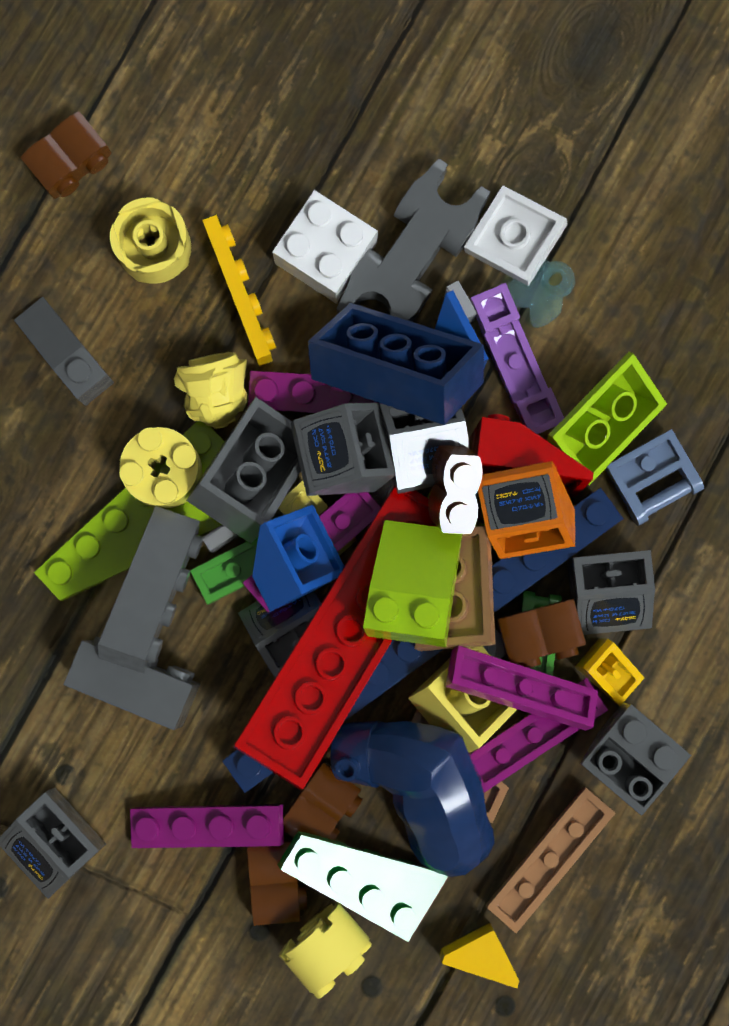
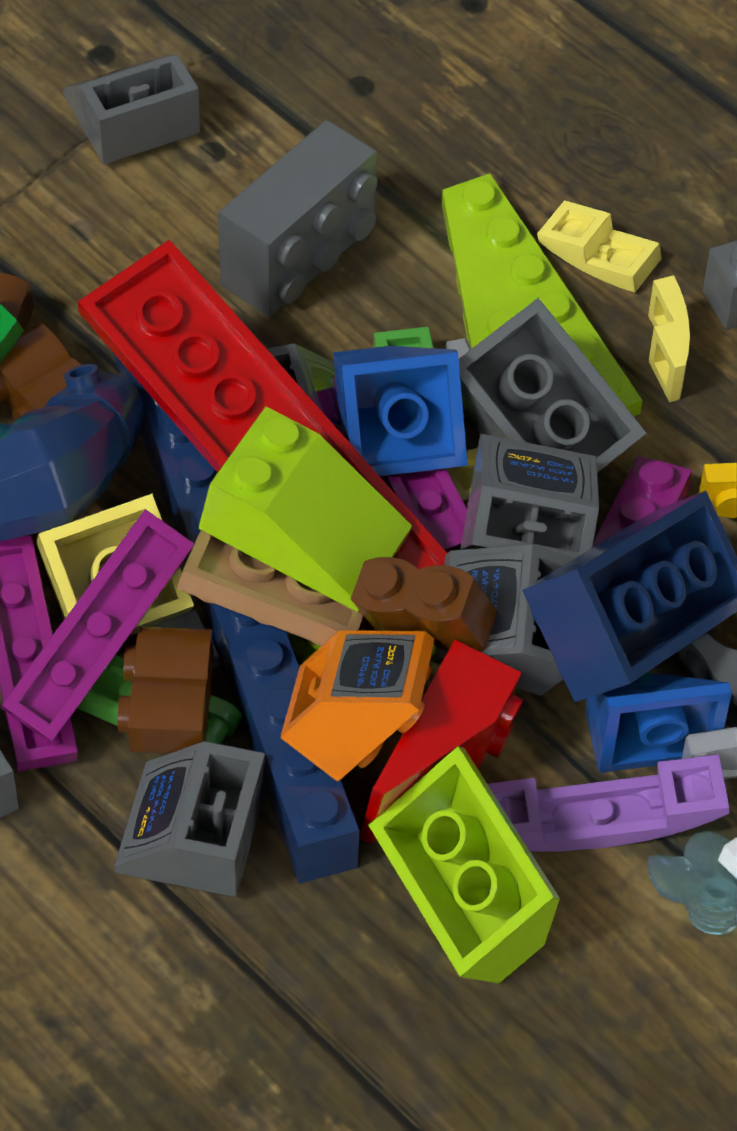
camera: 110 degrees right, 30 degrees down
(73, 482) = (590, 244): none -> light yellow slope
(149, 589) = (416, 239): dark grey brick -> none
(155, 447) = (591, 300): light yellow brick -> none
(157, 406) = (670, 336): none -> light yellow slope
(207, 826) = (75, 256): magenta plate -> none
(213, 388) = (678, 407): light yellow helmet -> none
(610, 670) = (76, 784): yellow slope -> none
(649, 465) = (370, 941): sand blue plate -> none

